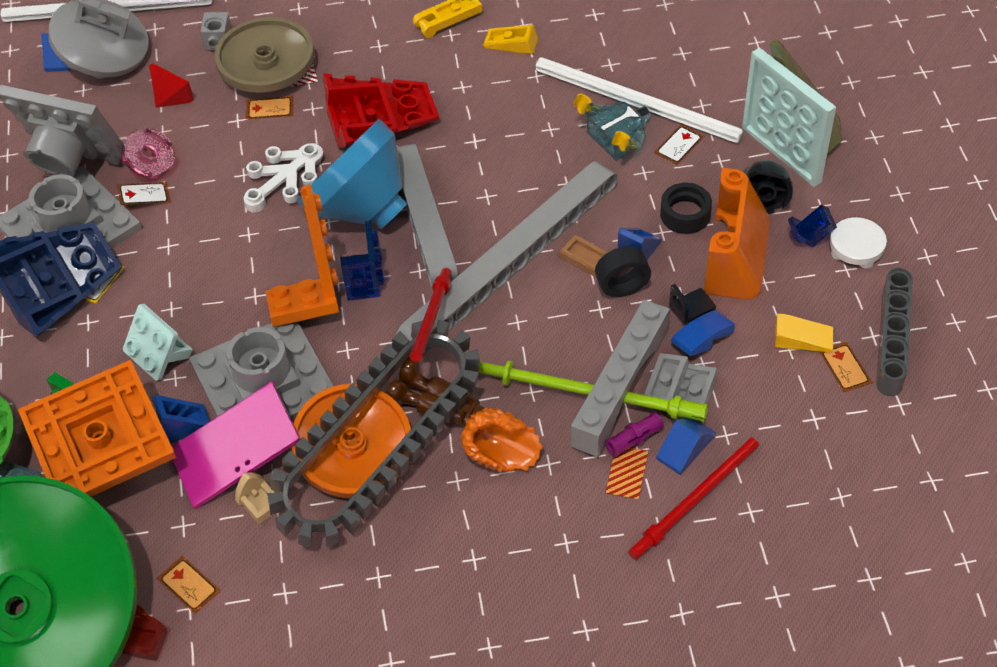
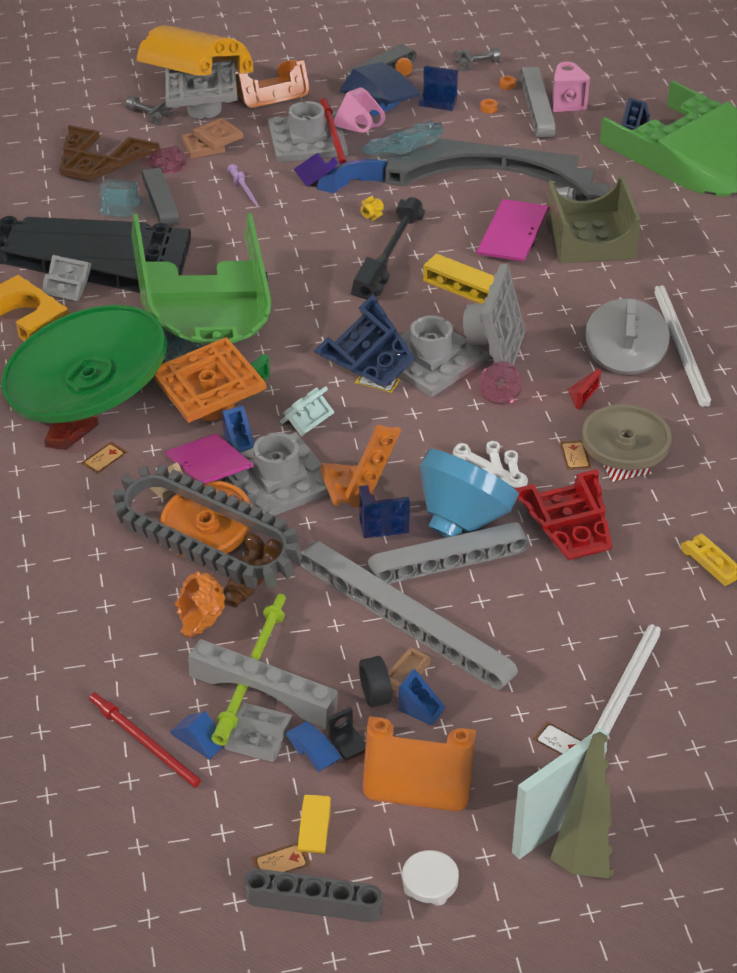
camera: 85 degrees right, 10 degrees down
(143, 193) = (464, 390): white sticker -> none
(213, 28) = (658, 403): light grey brick -> none
(440, 287) = (351, 557): red bar -> none
(512, 39) = (687, 610): yellow slope -> none
(614, 126) = (565, 684): clear light blue torso -> none
(627, 473) = (176, 698): clear orange sticker -> none
(634, 434) = (206, 696): magenta pin -> none
(686, 223) = (470, 721): black tyre -> none
(770, 183) = (493, 793): black cylinder -> none
(813, 227) = (442, 833): clear blue bracket -> none

